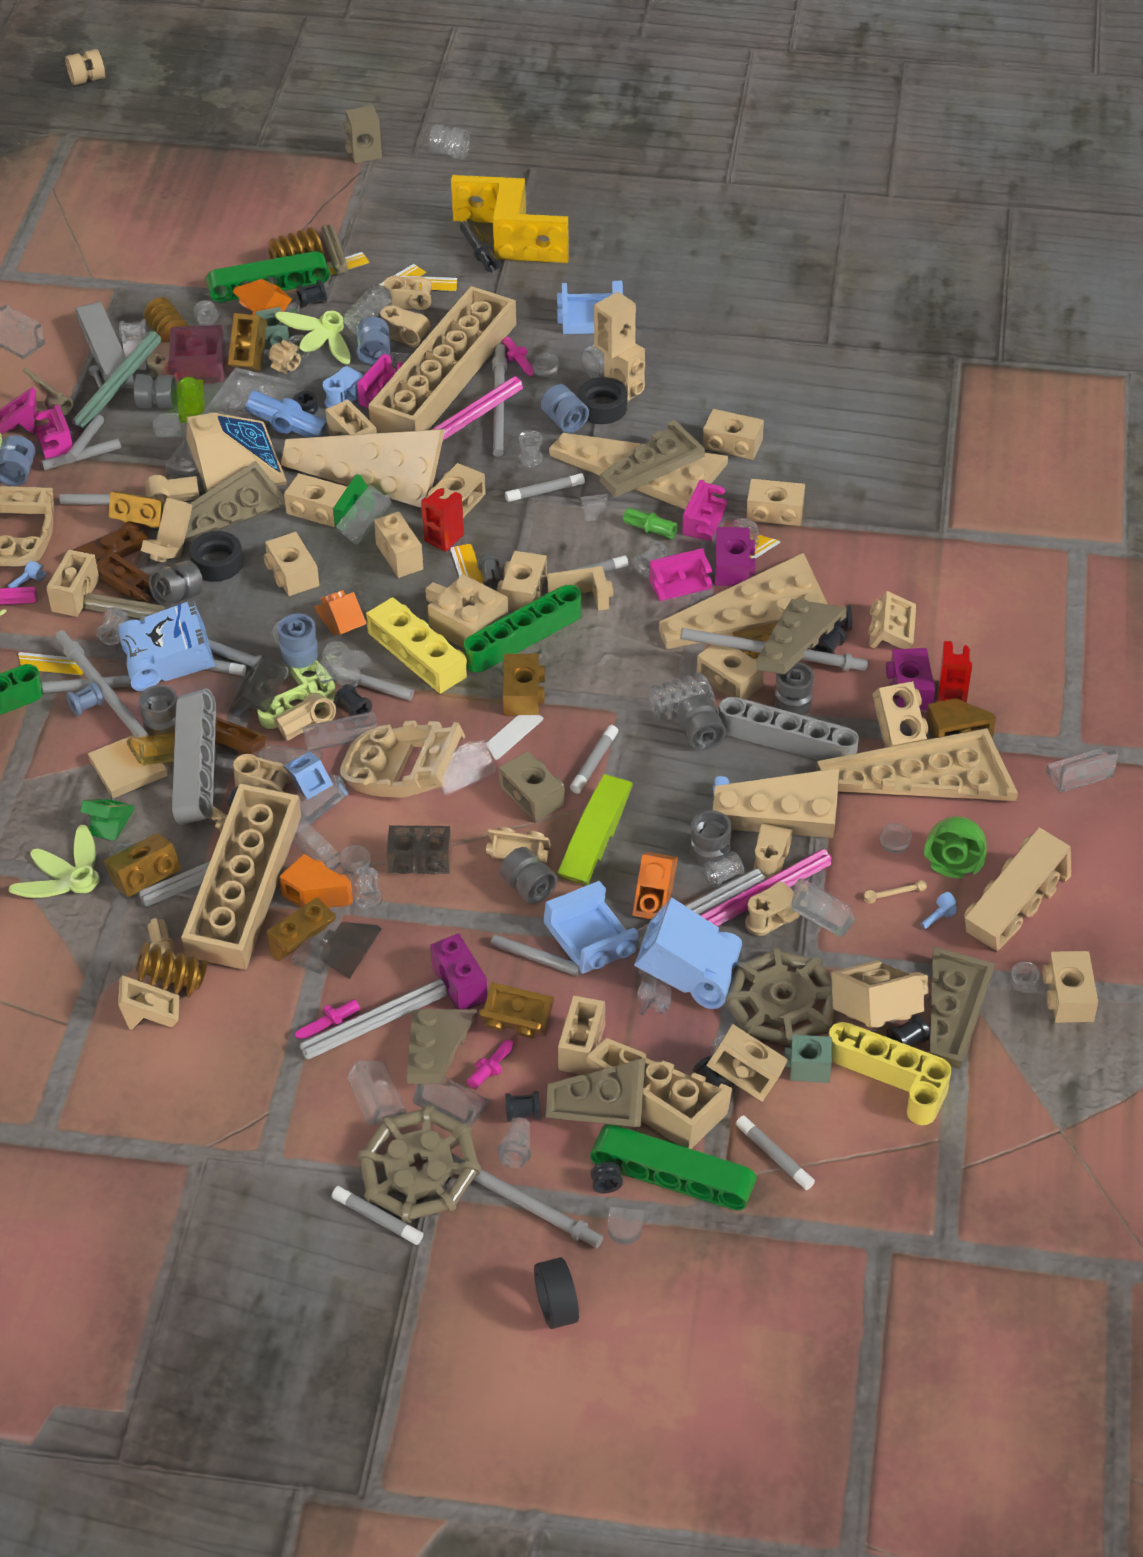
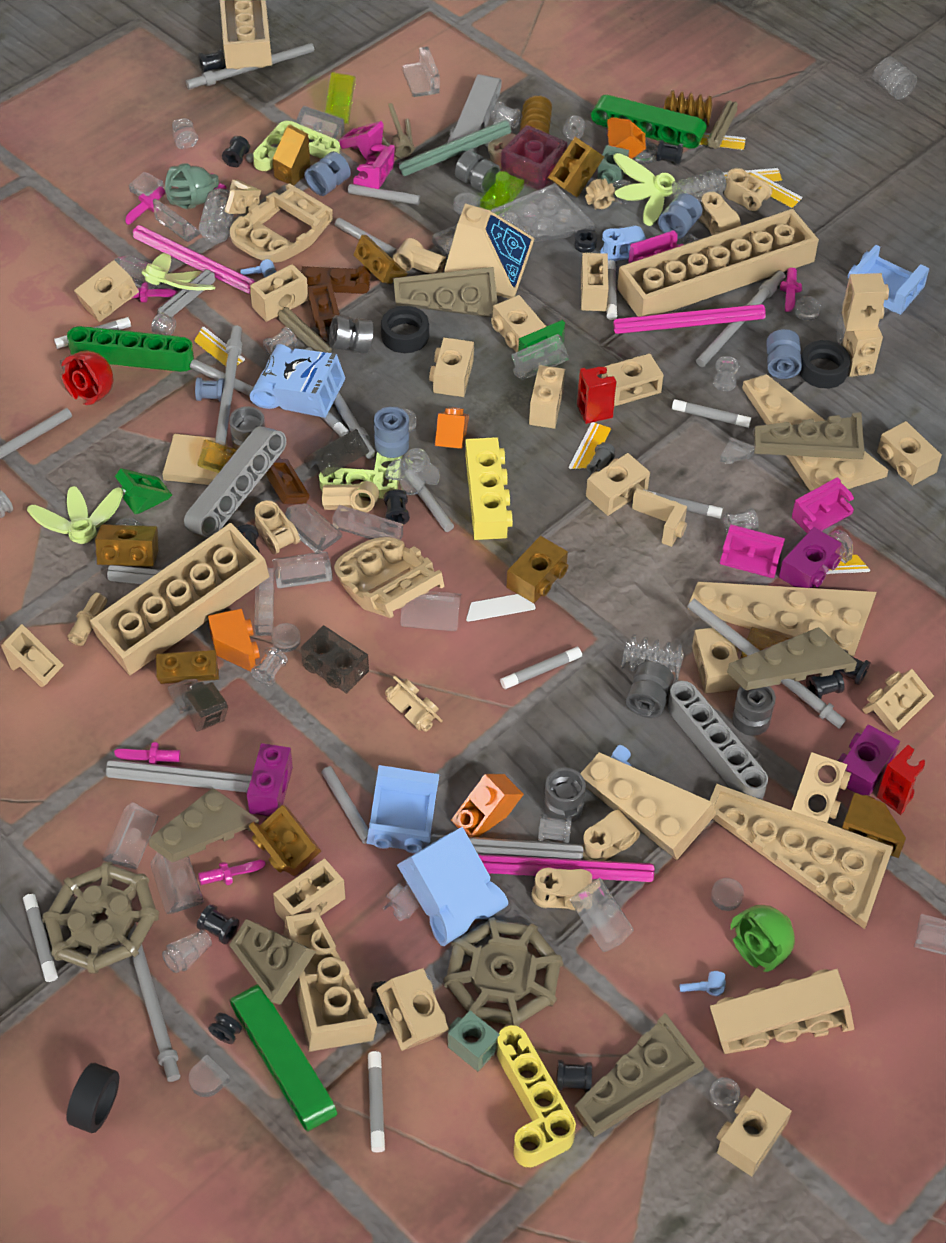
camera: 35 degrees right, 5 degrees up
(84, 438) = (394, 182): light grey bar -> none
(170, 969) = (65, 641): pearl gold piece -> none
(171, 531) = (385, 293): tan bracket -> none
(285, 415) = (554, 242): medium blue piece -> none
(308, 775) = (303, 546): light blue brick -> none
(363, 134) = (825, 38): dark tan brick -> none
(389, 461) = (592, 321): tan wing -> none
(463, 608) = (548, 484): tan hinge -> none
(482, 250) = (841, 185): black pin -> none
(512, 228) = (882, 168): yellow bracket -> none
(522, 628) = (581, 522): green beam -> none
(528, 875) = (394, 733): flat silver wheel -> none
(531, 786) = (463, 674): dark tan brick -> none
(595, 829) = (483, 726): lime slope -> none
(650, 523) = (769, 492): bright green axle -> none
(775, 502) = (891, 533): tan brick -> none
(871, 896) = (659, 932): tan hinge -> none
(878, 993) = (574, 1024): tan hinge -> none

